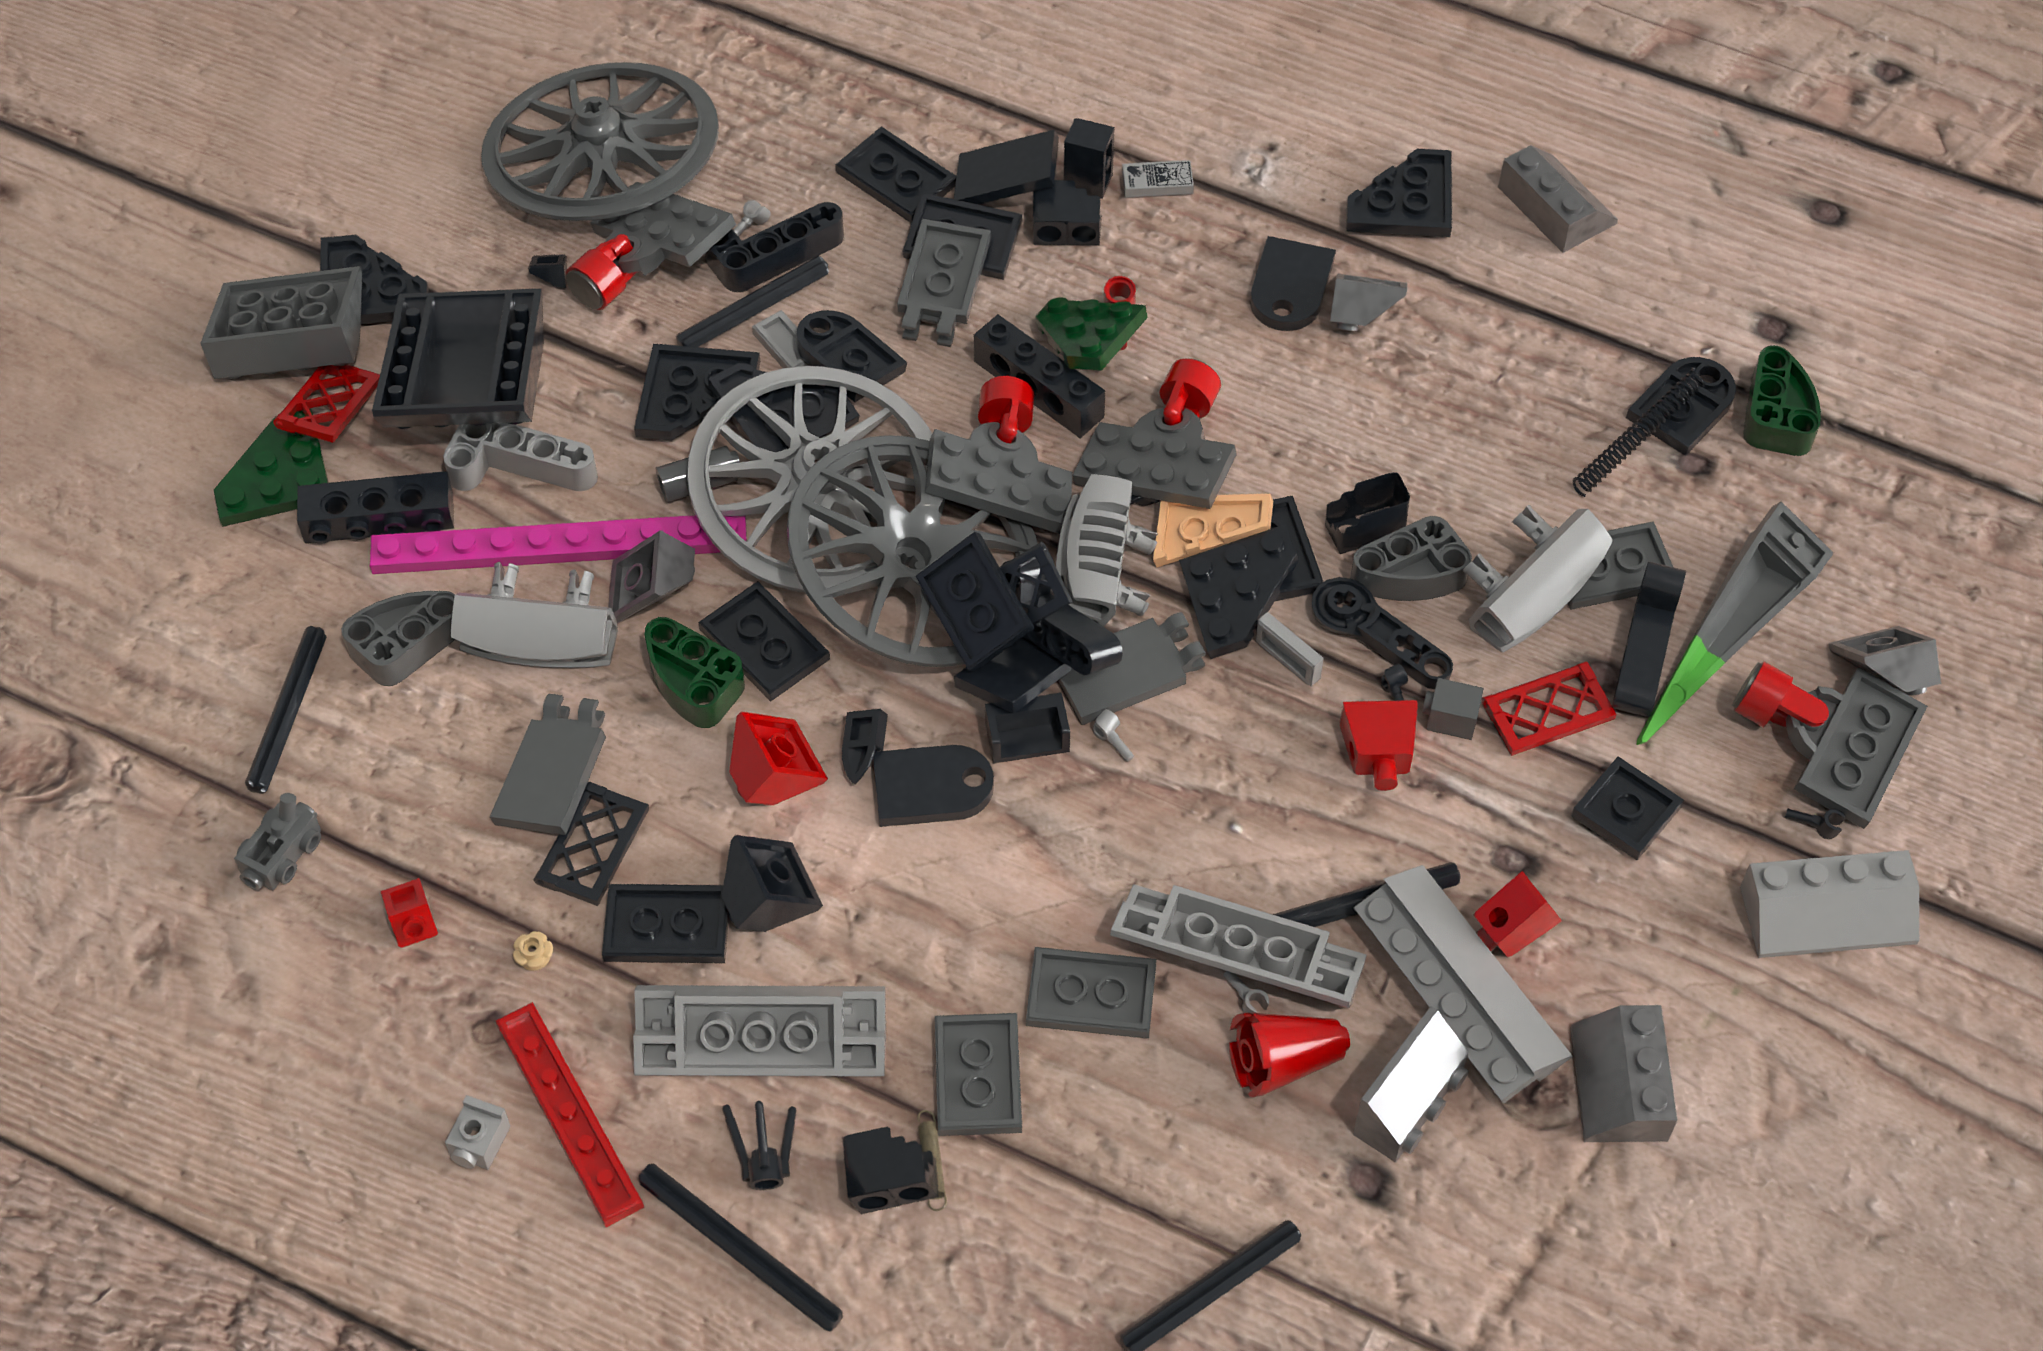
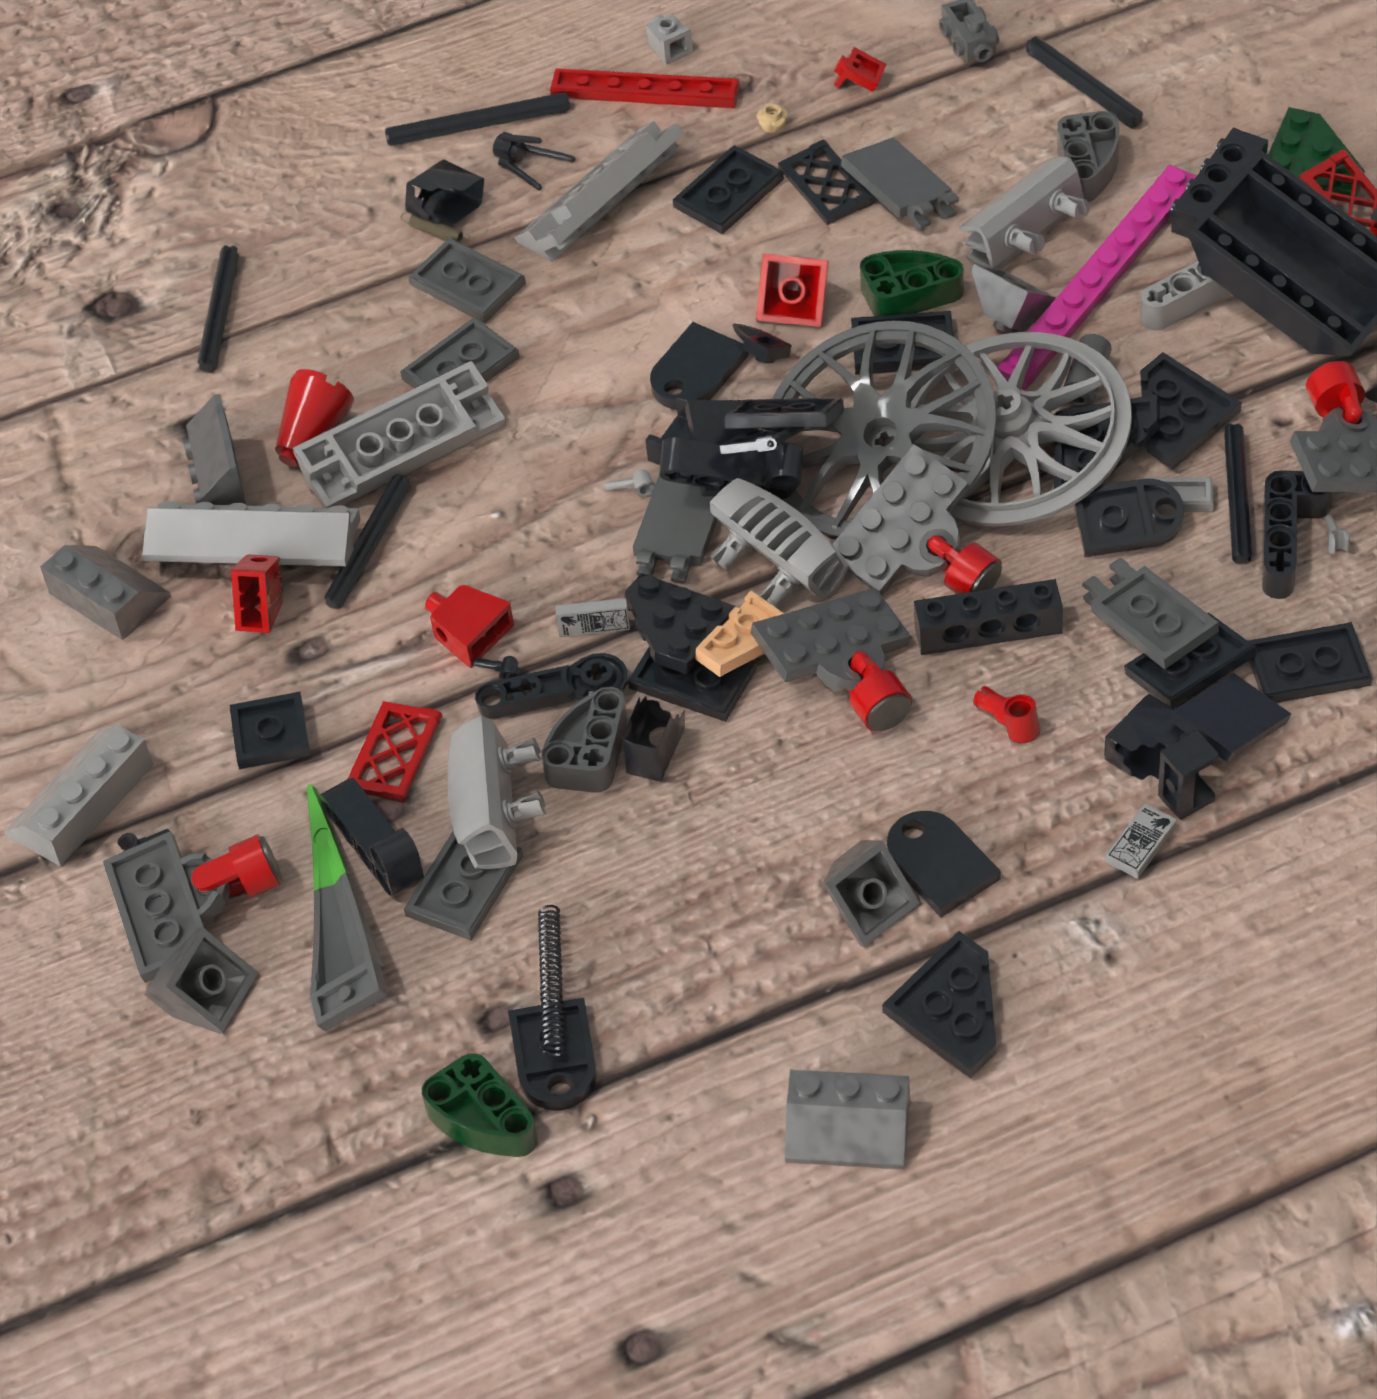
camera: 135 degrees right, 5 degrees down
(766, 884) = (698, 240): black slope -> none
(1089, 330) = (992, 656): dark green plate -> none
(1453, 708) = (446, 680): dark grey brick -> none

